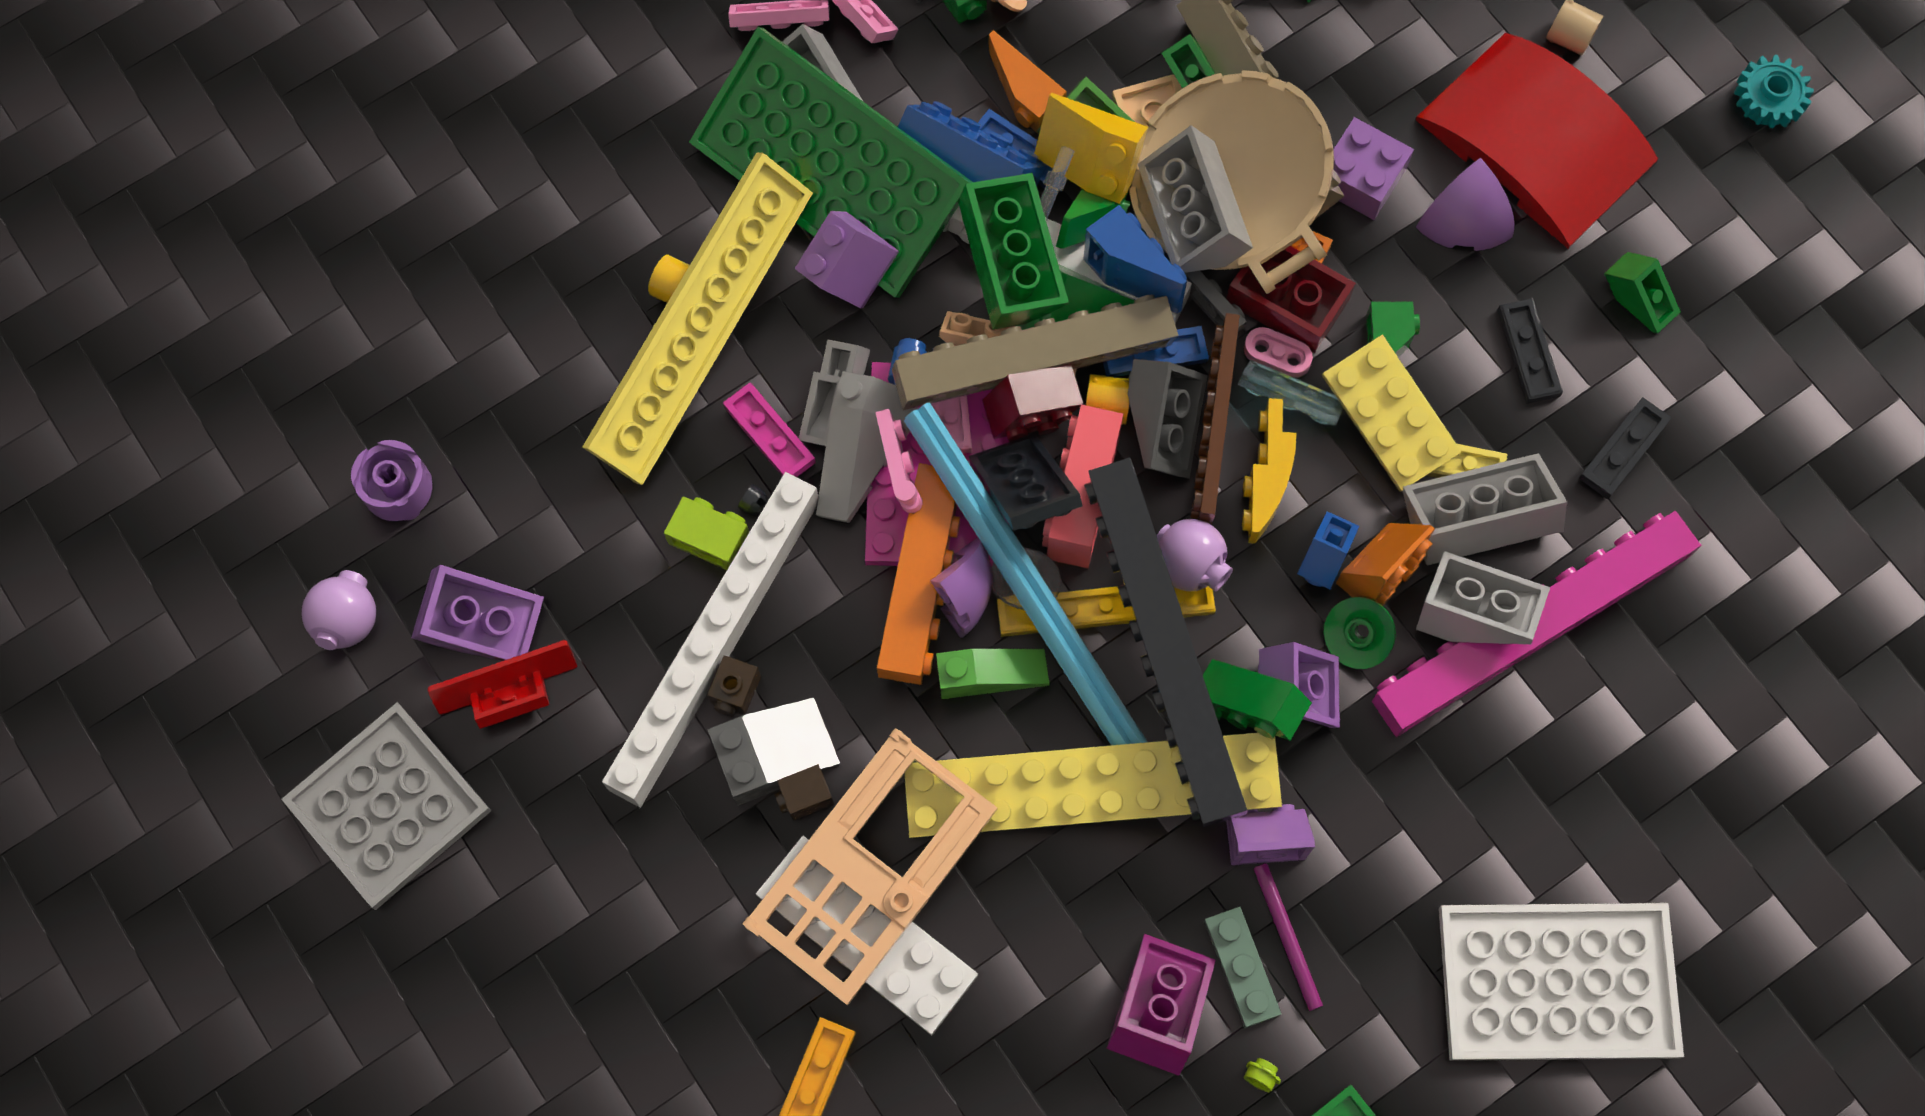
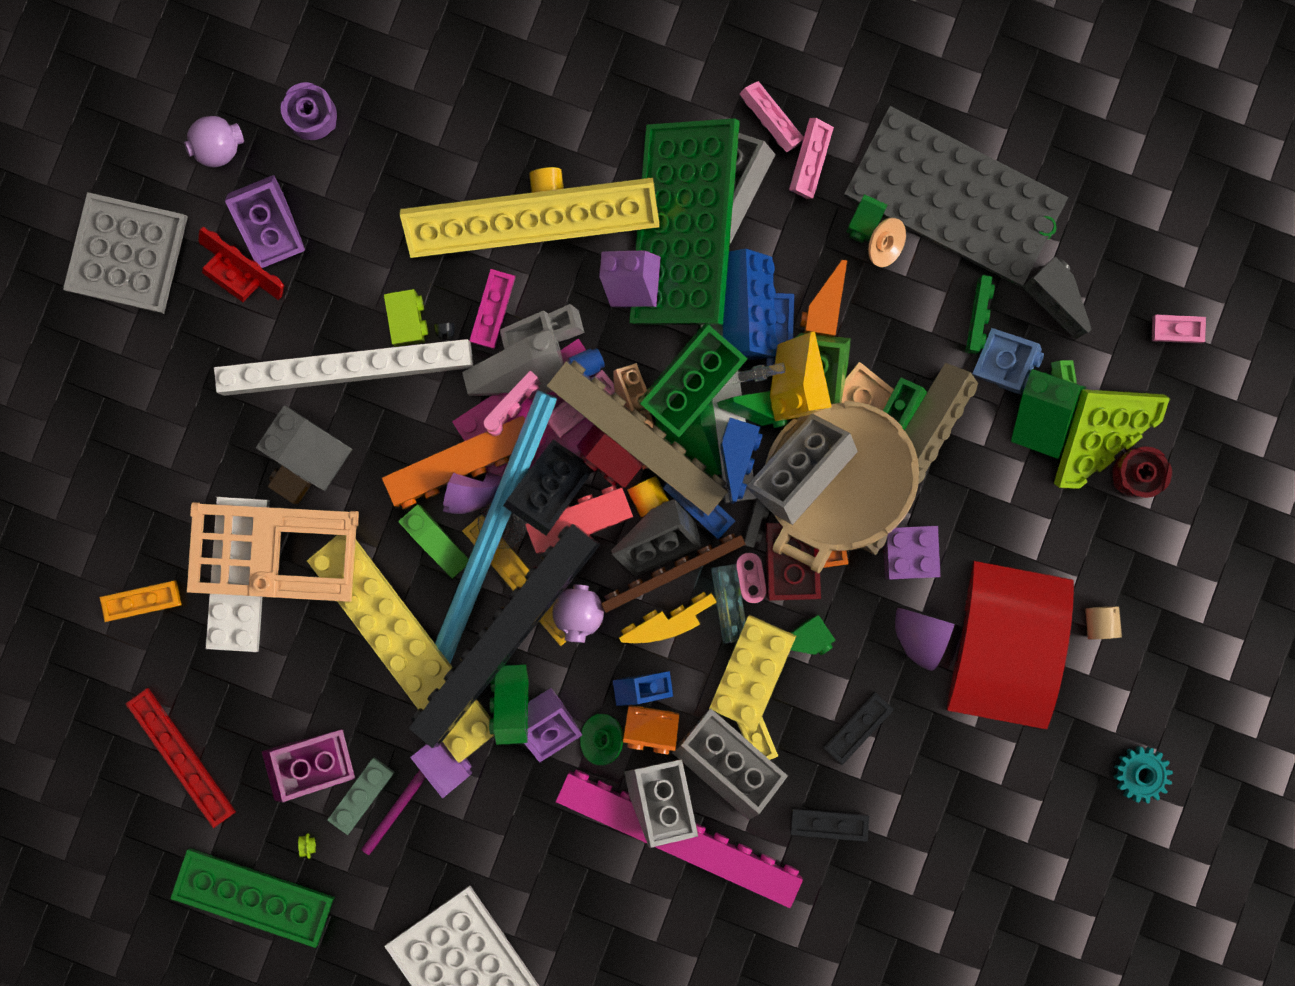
camera: 50 degrees right, 15 degrees up
(733, 686) = (324, 399): dark brown brick -> none
(1643, 290) = (943, 774): green slope -> none

